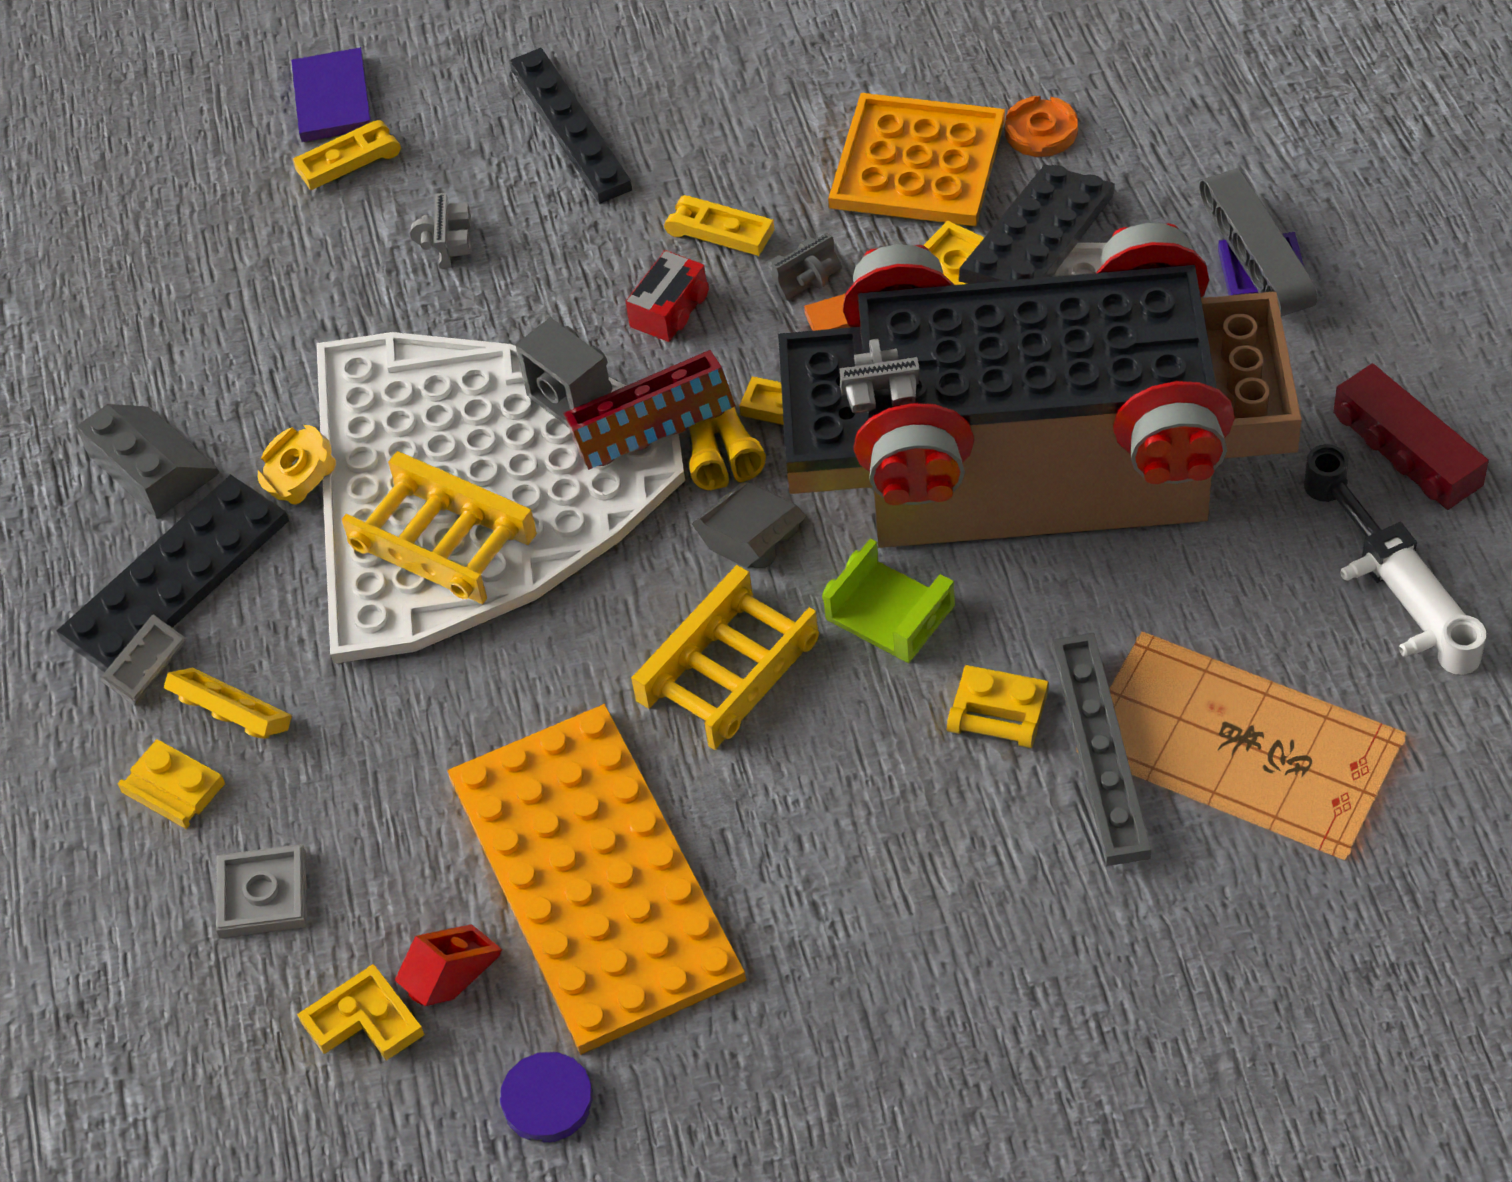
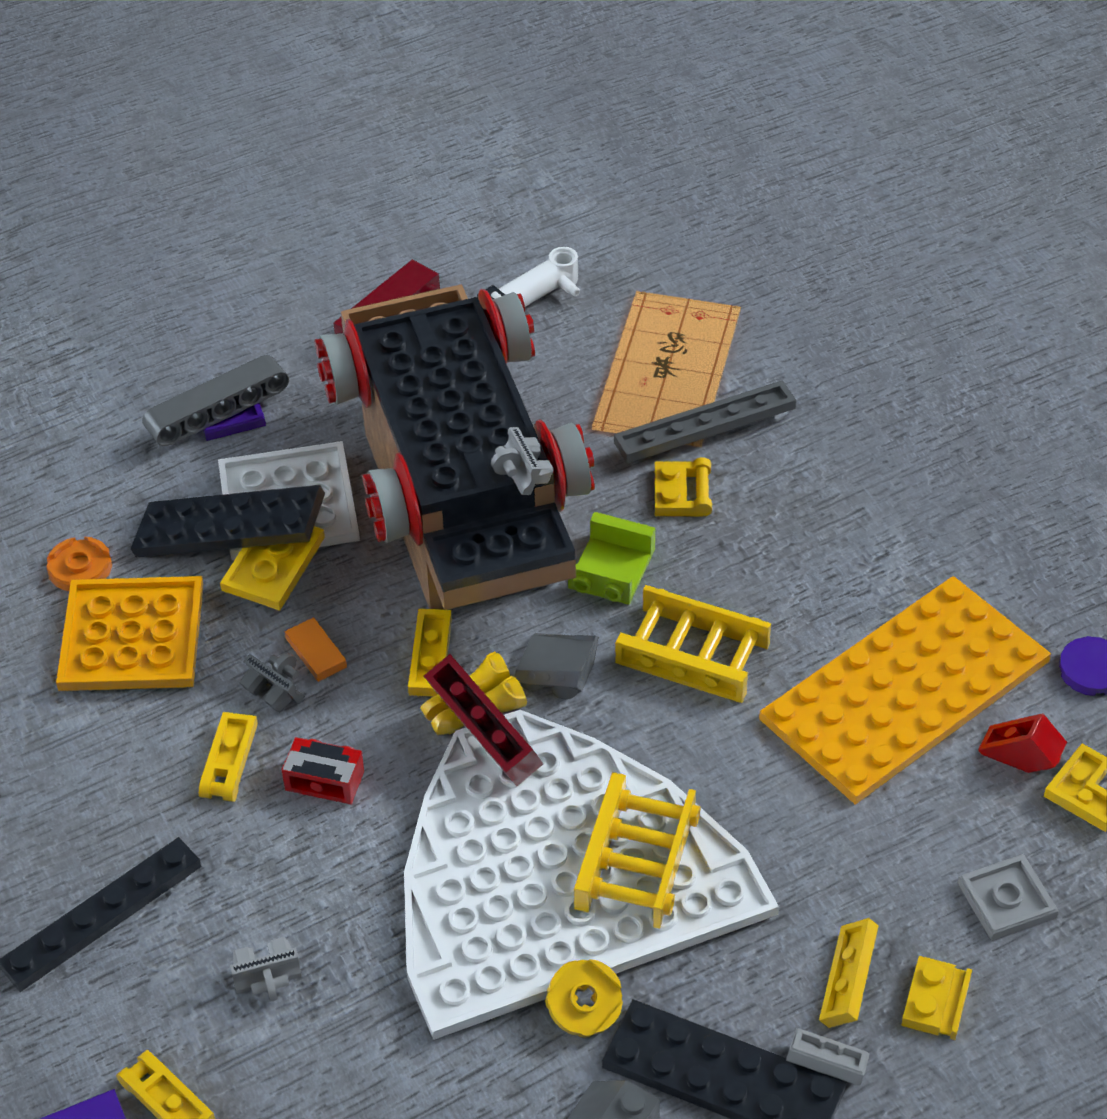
camera: 110 degrees left, 5 degrees down
(561, 369) = (460, 785): dark grey brick -> none

